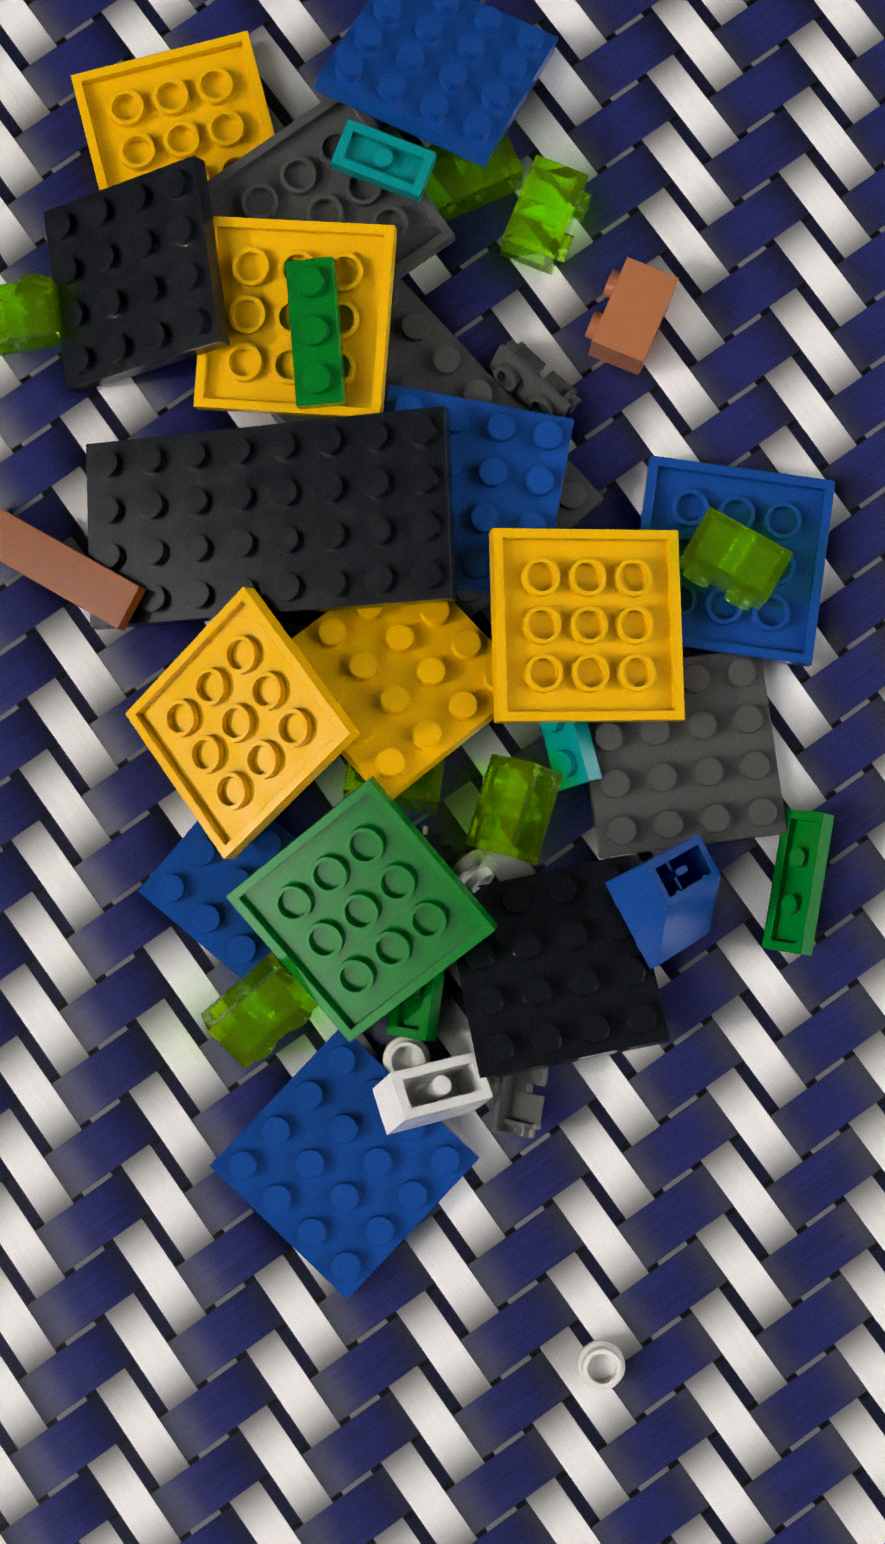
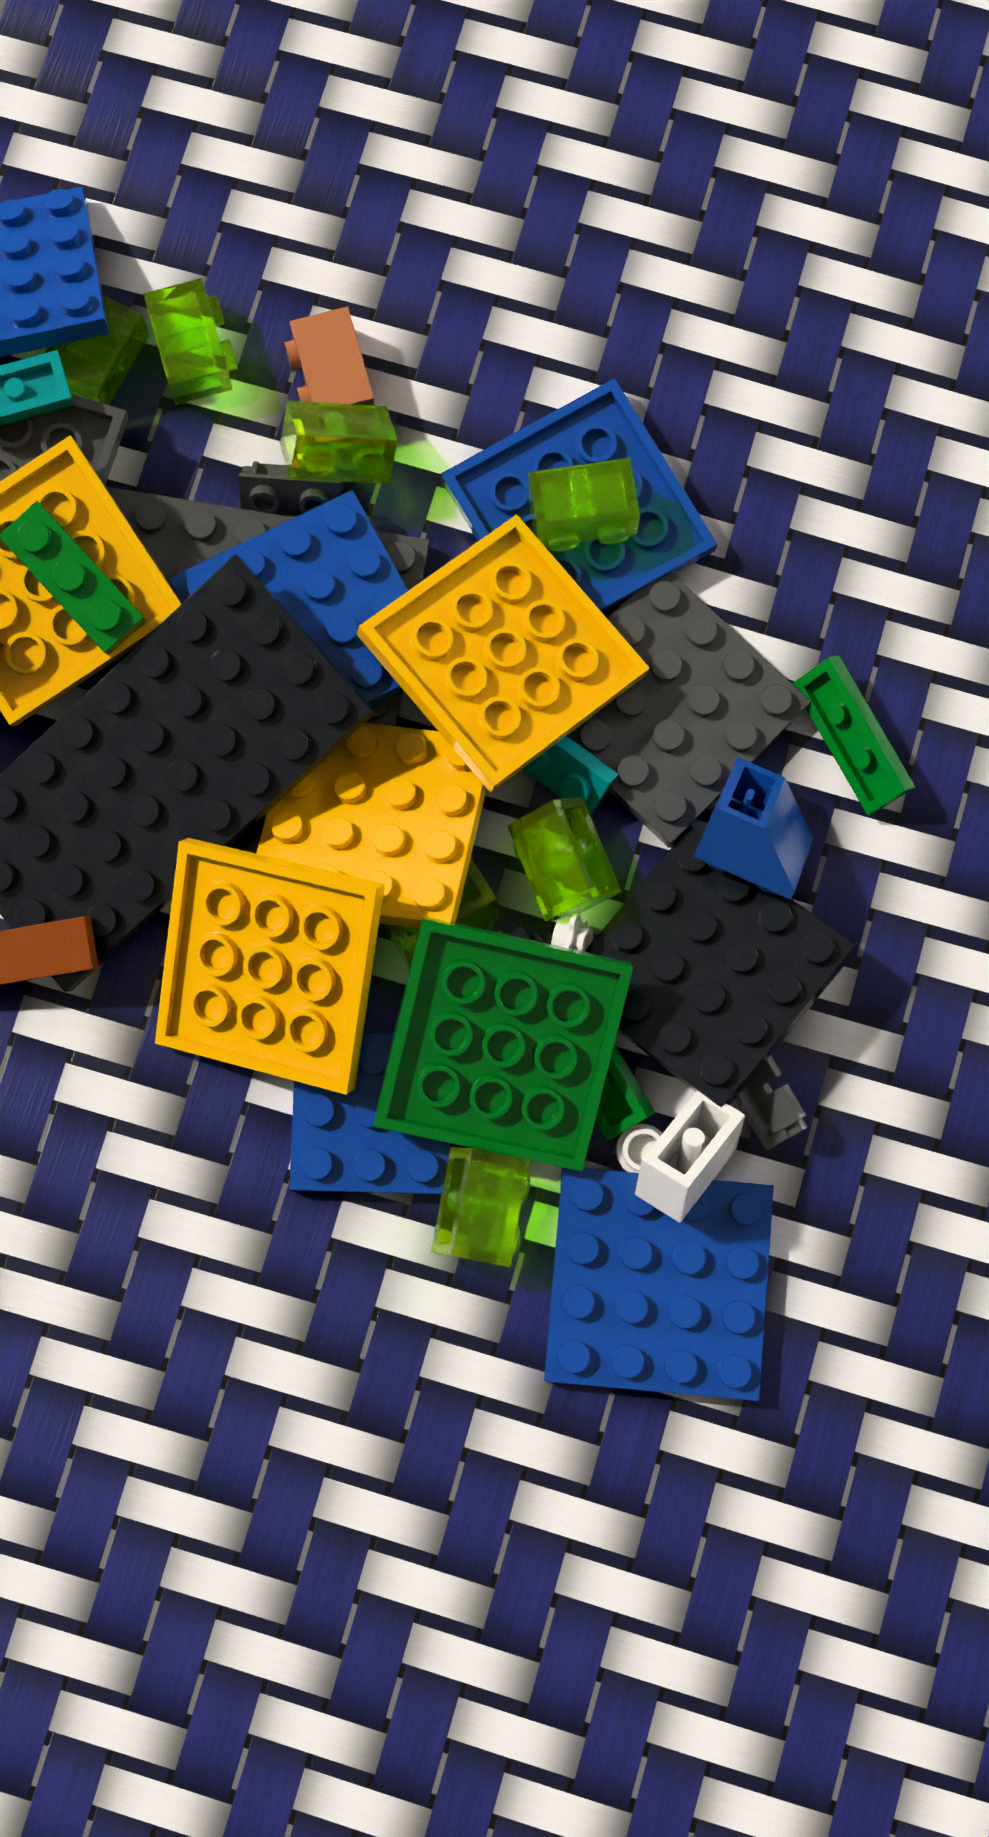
camera: 45 degrees left, 5 degrees down
(591, 375) = (338, 442): none -> clear neon green brick

